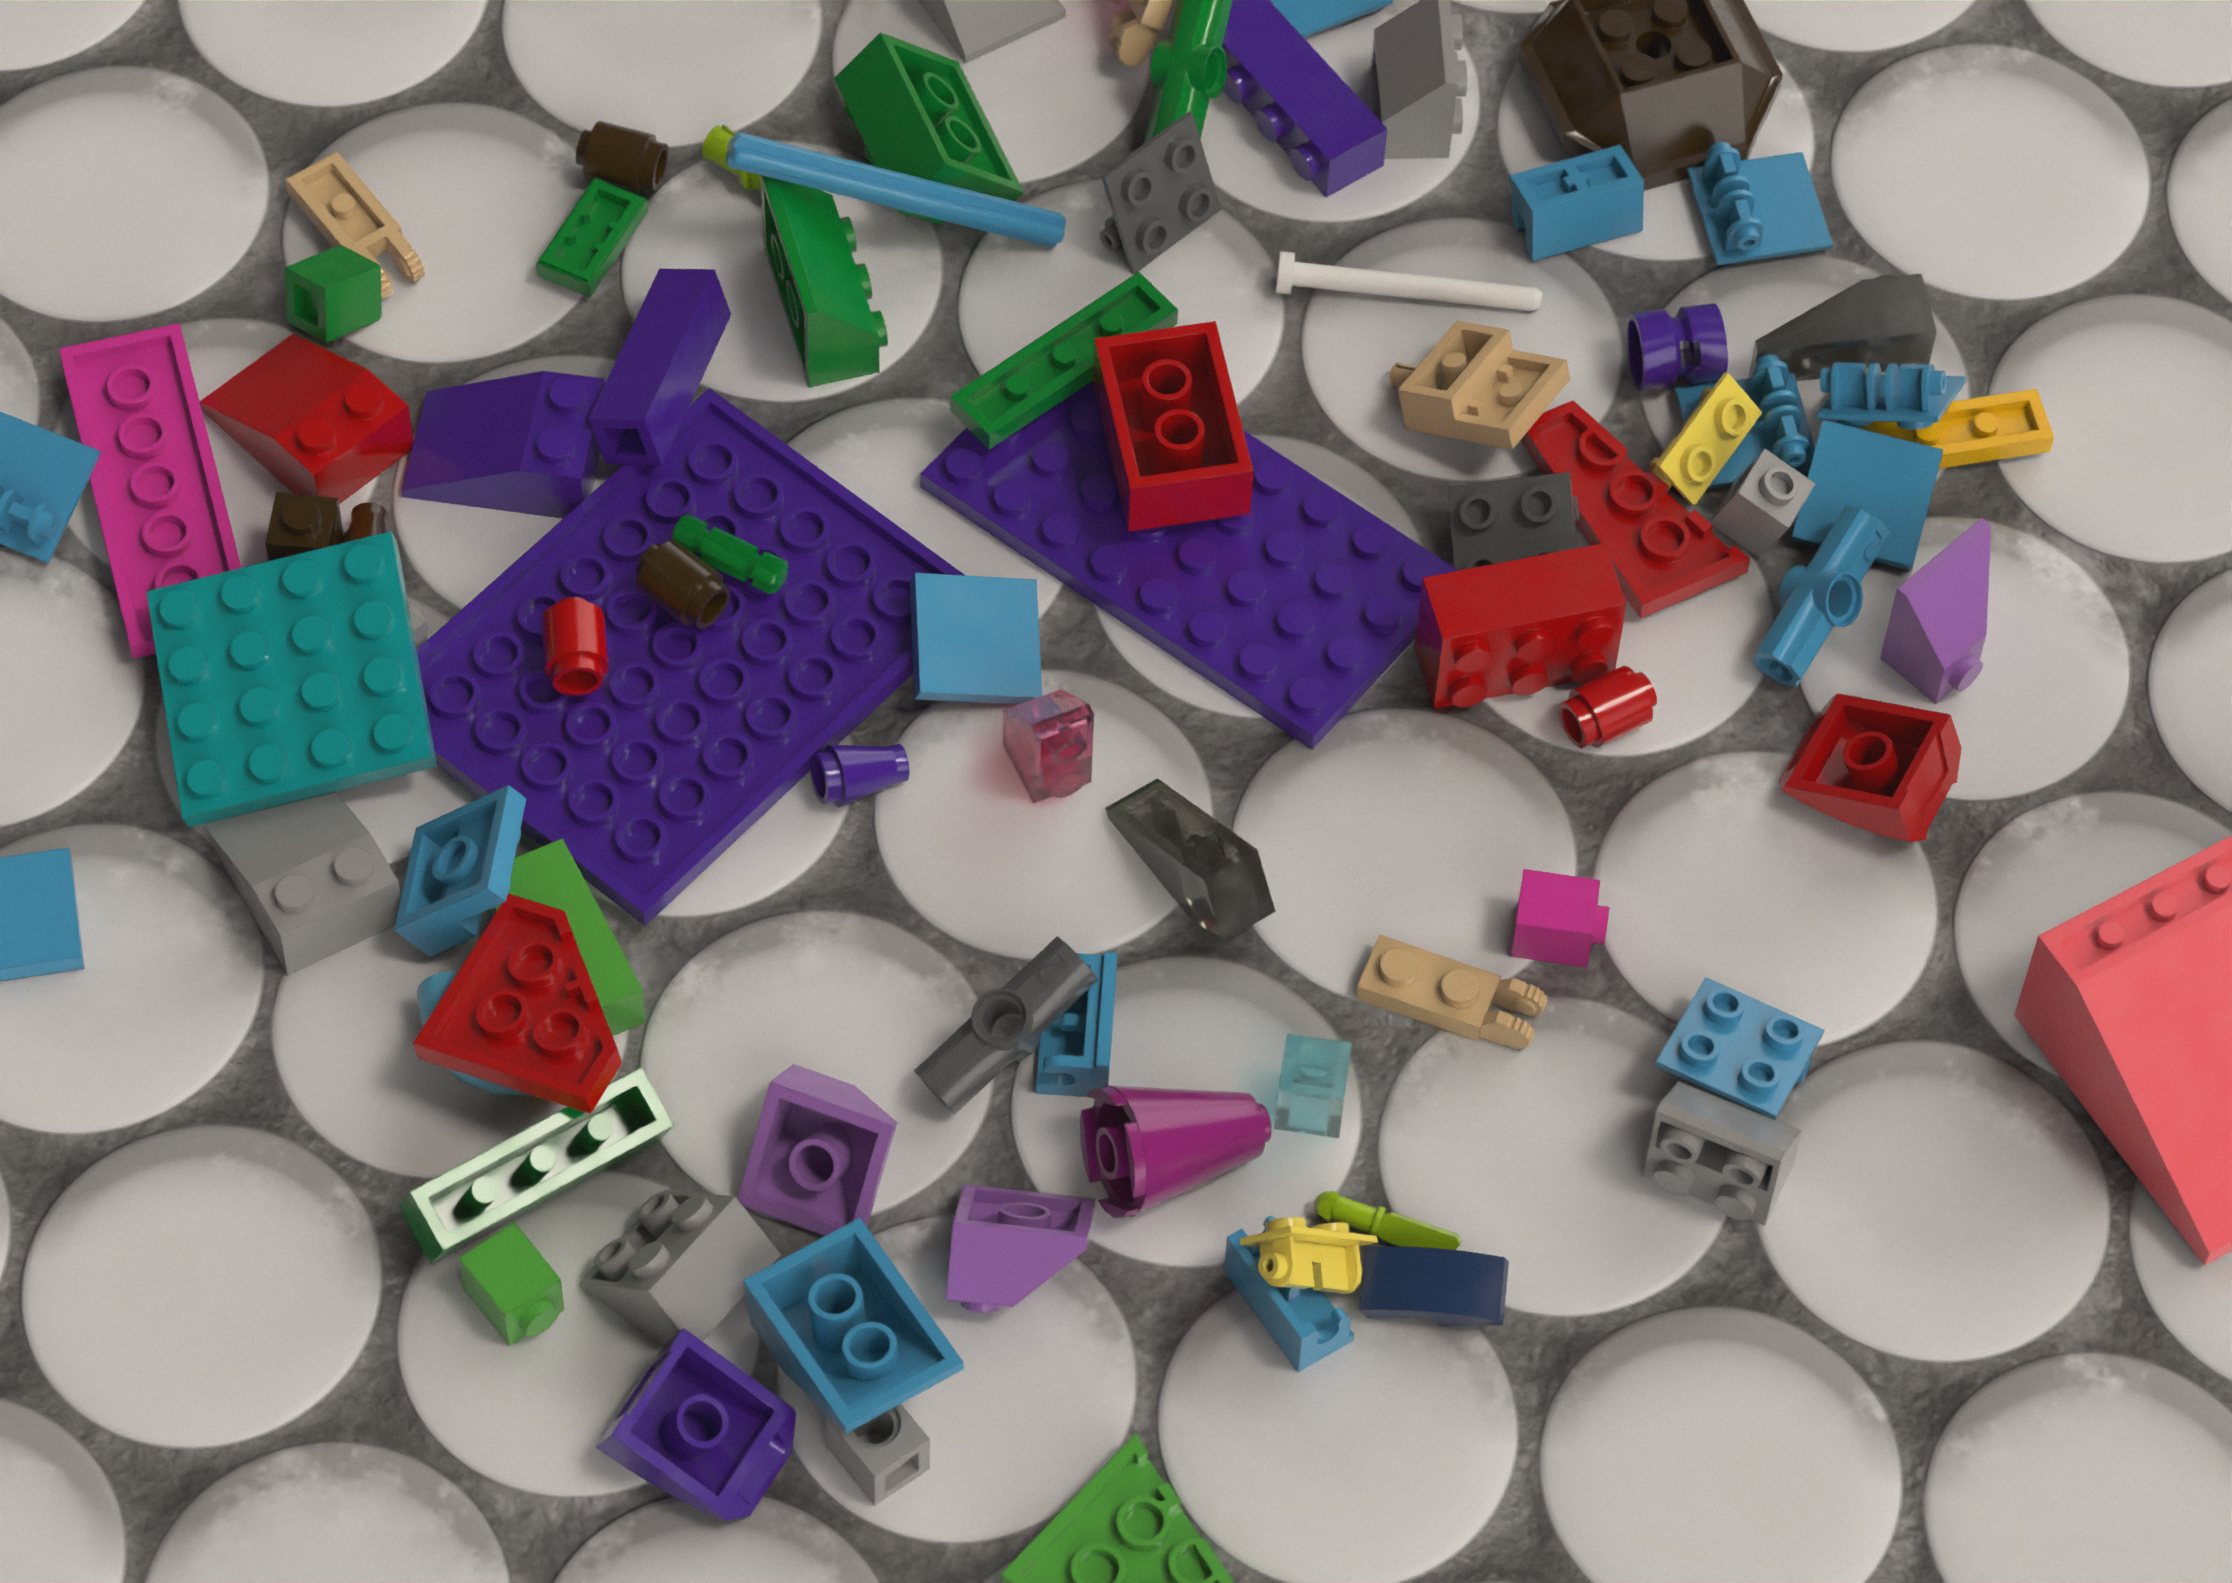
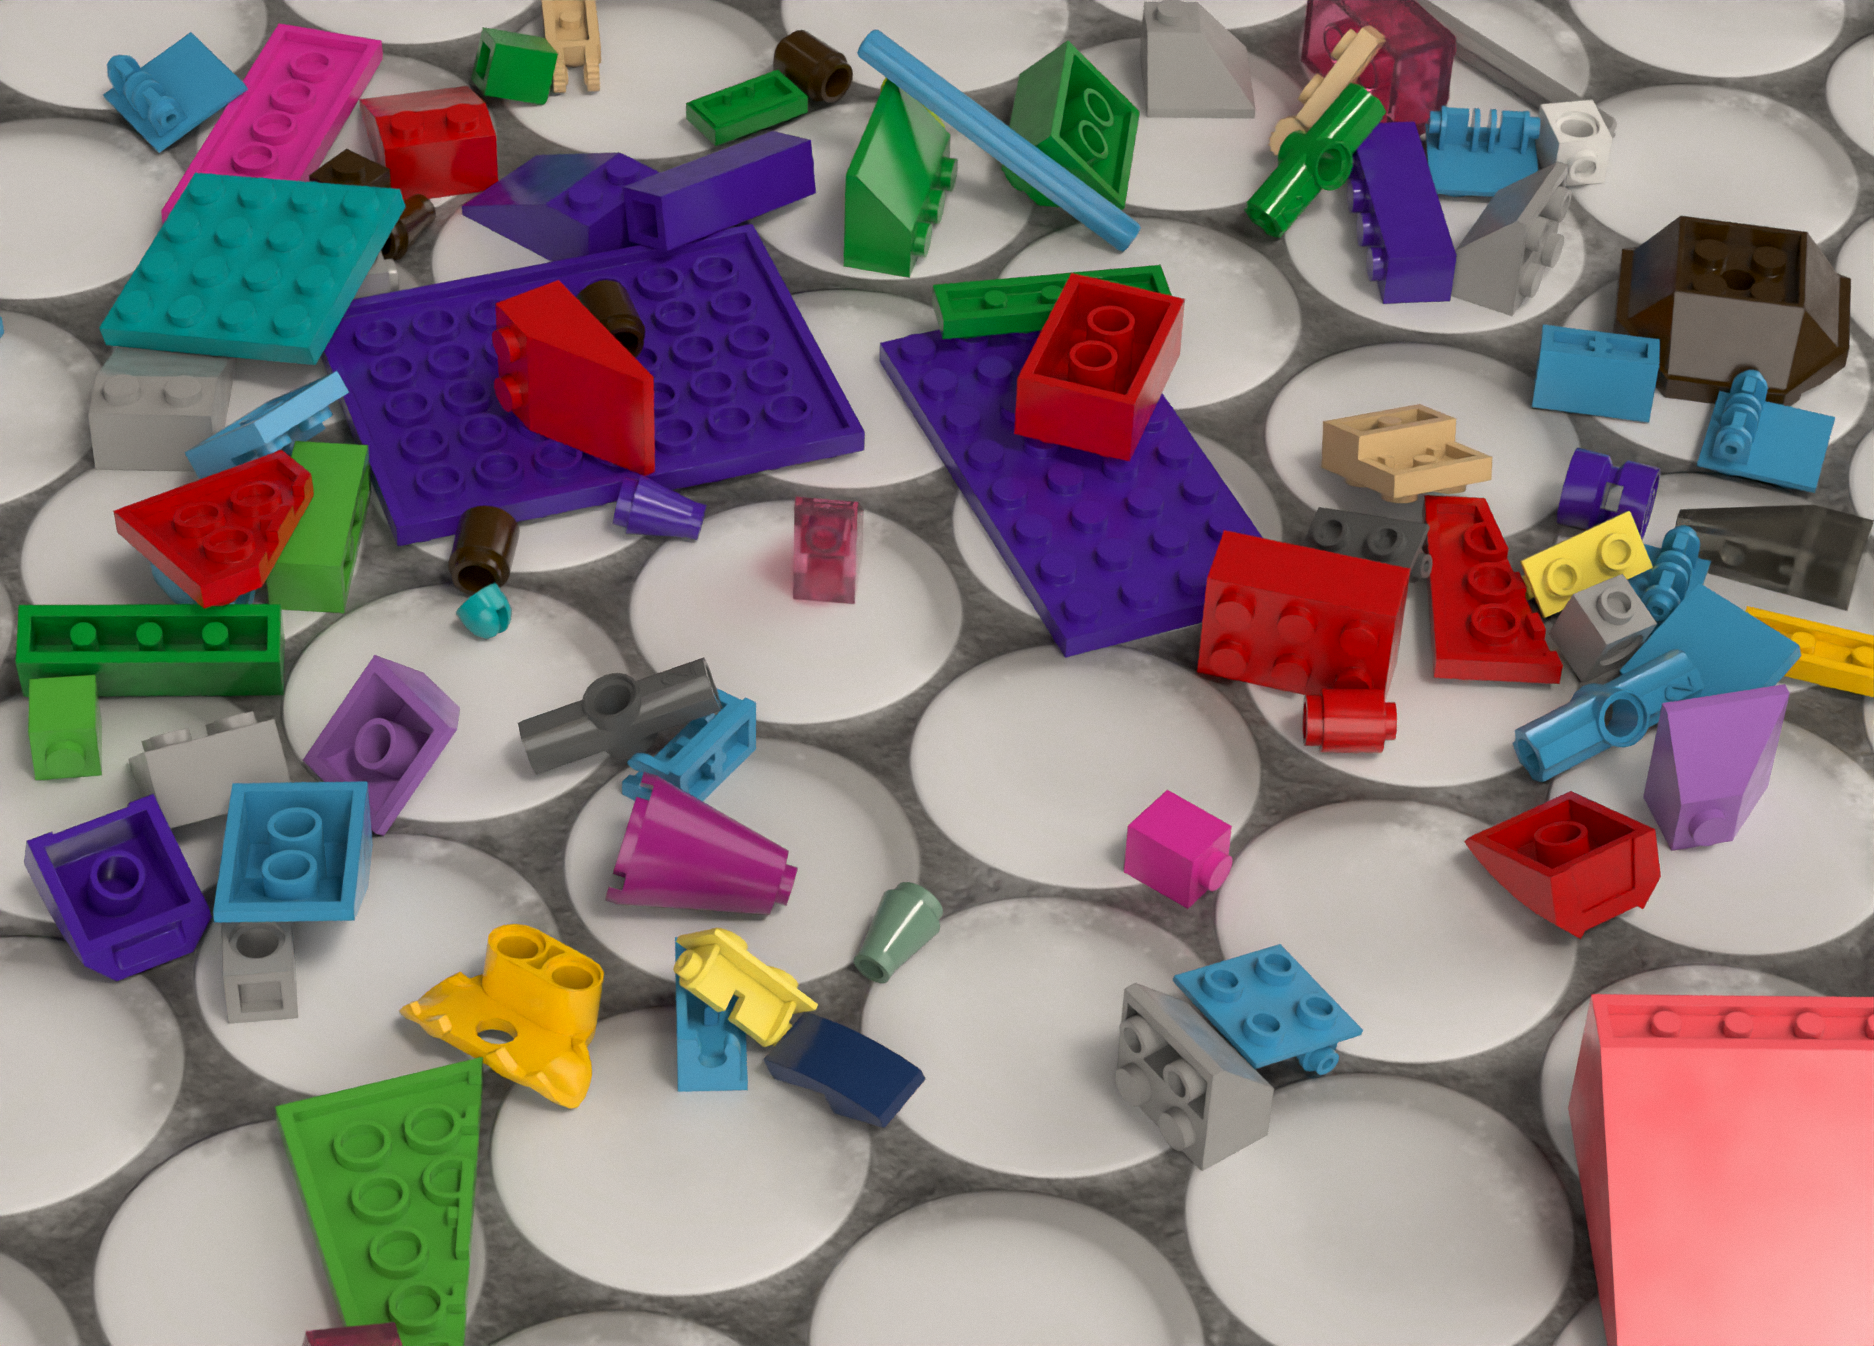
camera: 30 degrees right, 15 degrees down
(575, 646) = (473, 330): red brick -> none
(720, 678) = (573, 378): none -> red slope
(731, 554) = (670, 324): green axle -> none
(737, 896) = (483, 549): none -> dark brown brick
(785, 962) = (486, 612): none -> teal hinge
(975, 638) = (825, 451): dark azure tile -> none
(1012, 1243) = (491, 874): medium lavender slope -> none
(1133, 1347) = (537, 995): none -> yellow piece
(1159, 194) = (1226, 229): dark grey hinge -> none
(1195, 858) = (889, 683): clear smoke slope -> none
(1312, 1085) = (851, 873): clear light blue brick -> none
(1380, 1121) = (899, 929): none -> sand green cone
(1388, 1226) = (838, 1005): lime piece -> none
(1403, 285) = (1305, 332): white bar -> none
(1449, 994) = (1040, 869): tan hinge -> none
(1908, 394) = (1775, 582): dark azure hinge -> none

